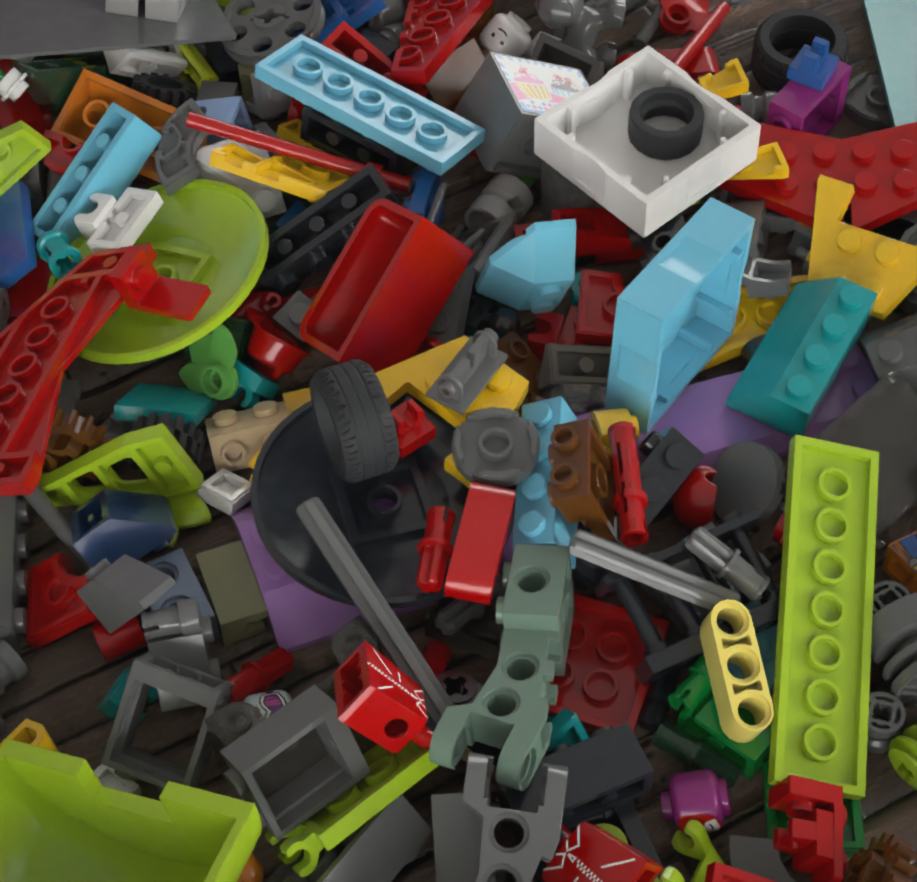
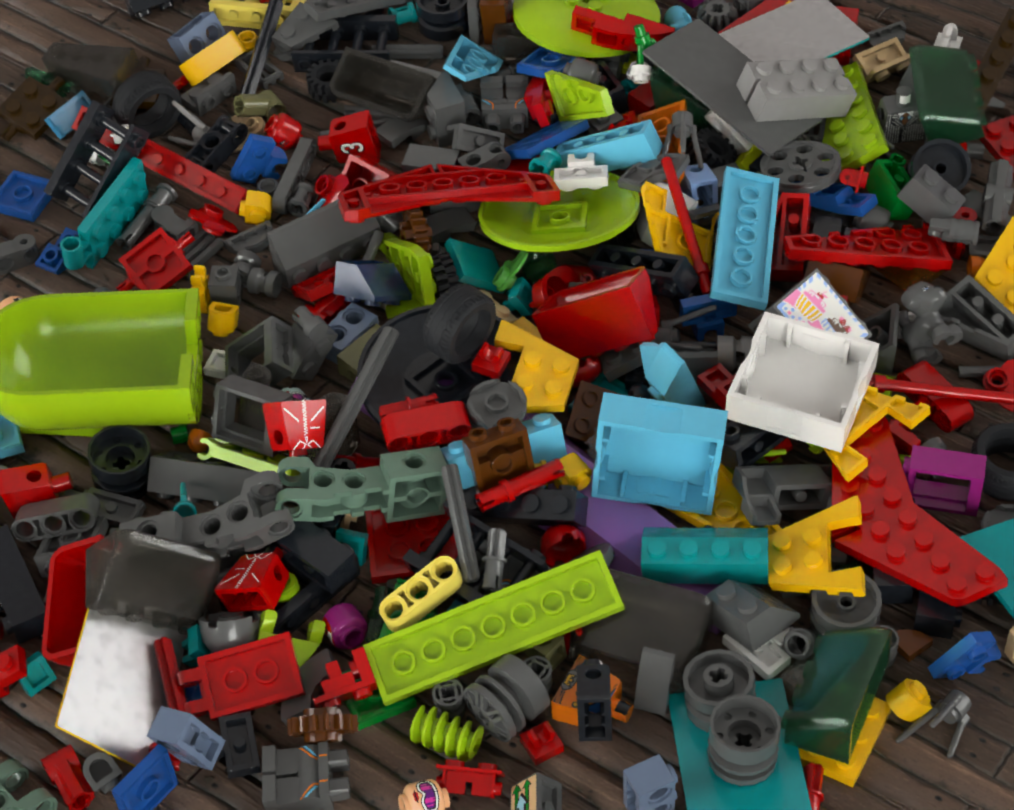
camera: 65 degrees right, 5 degrees down
(122, 590) = (321, 295): dark grey slope -> none
(140, 84) = (682, 128): none -> dark grey plant
(148, 292) = (527, 206): red bracket -> none
(258, 674) = (311, 386): red axle -> none
(468, 372) = (538, 367): dark grey hinge -> none
(506, 35) = (890, 291): white head -> none
(668, 102) = (828, 368): black tyre -> none
(813, 65) = (960, 454): blue tile -> none

